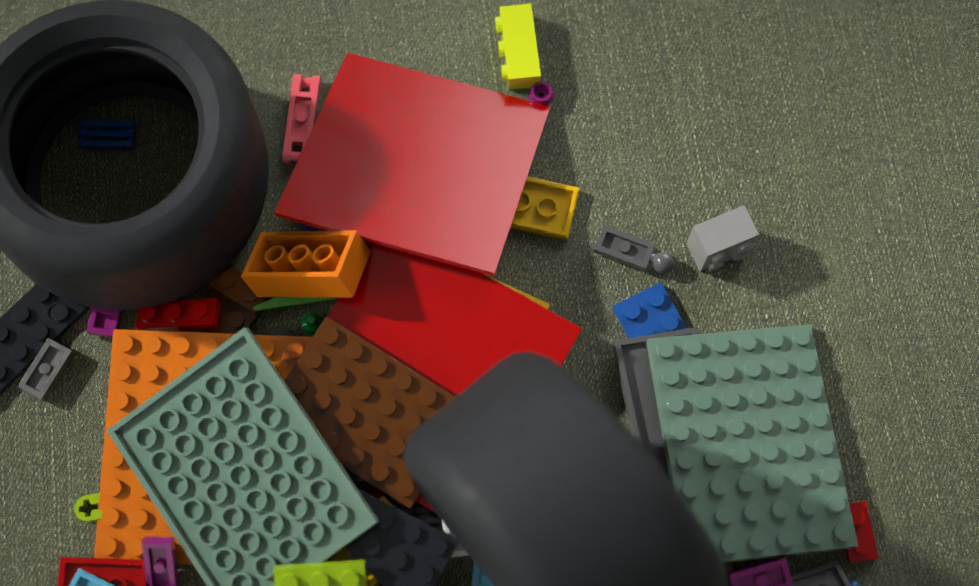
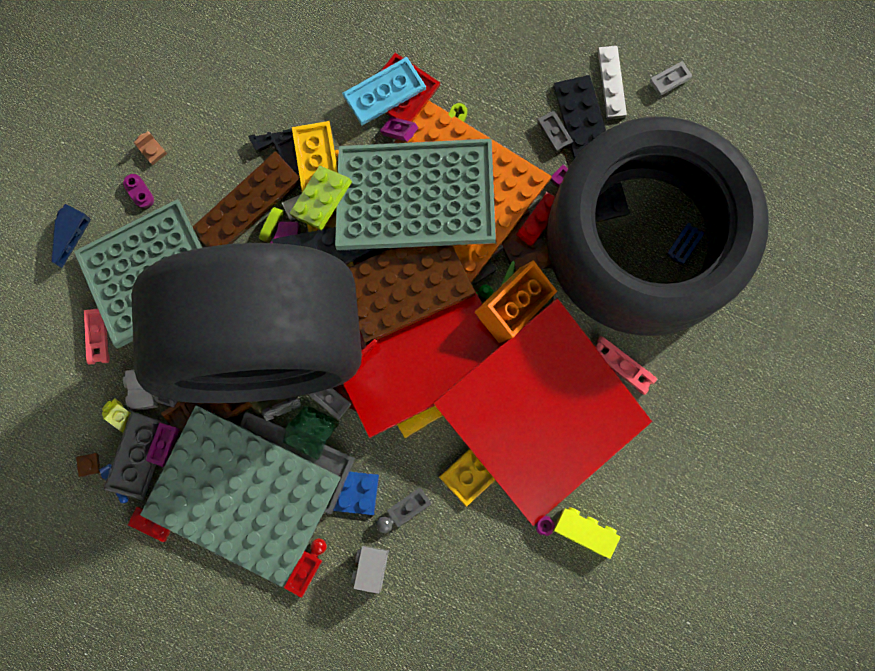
camera: 125 degrees right, 5 degrees up
(630, 404) = (310, 431): none -> clear green bracket
(772, 315) = (306, 568): none -> red plate

